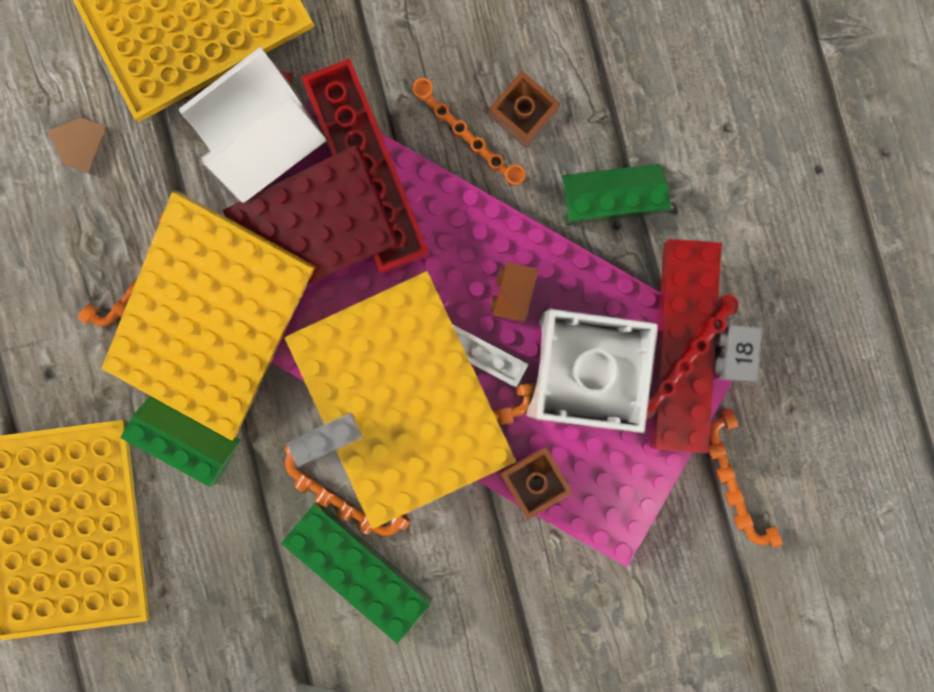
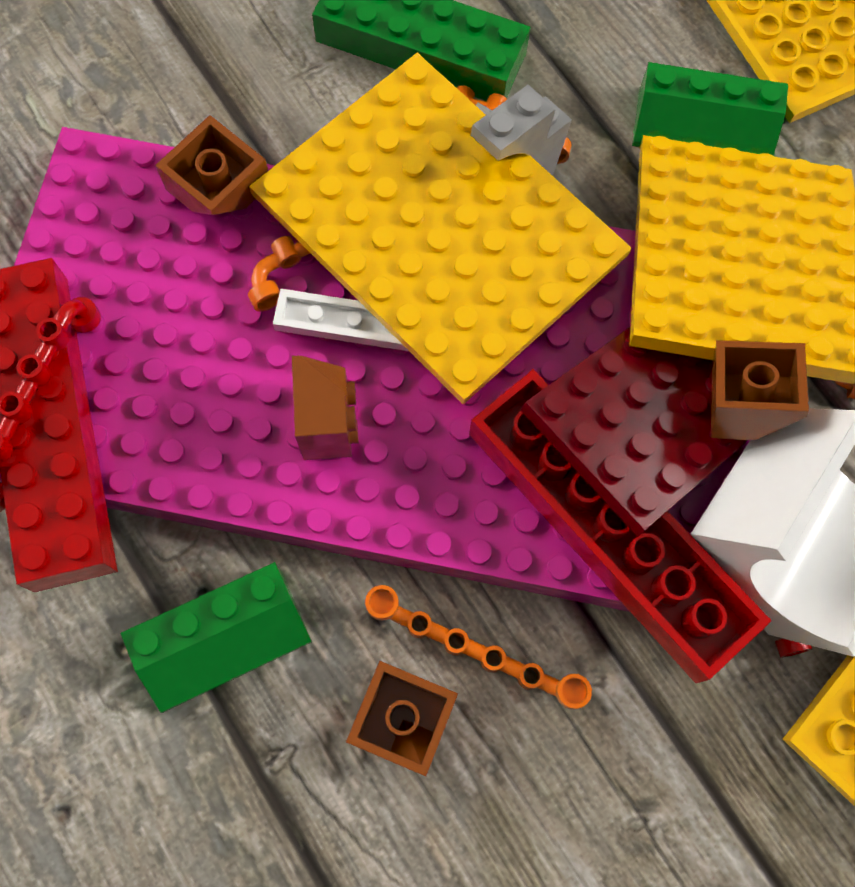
camera: 160 degrees right, 15 degrees down
(252, 206) = (757, 388): none -> dark orange slope
(594, 370) = (168, 328): white piece -> none

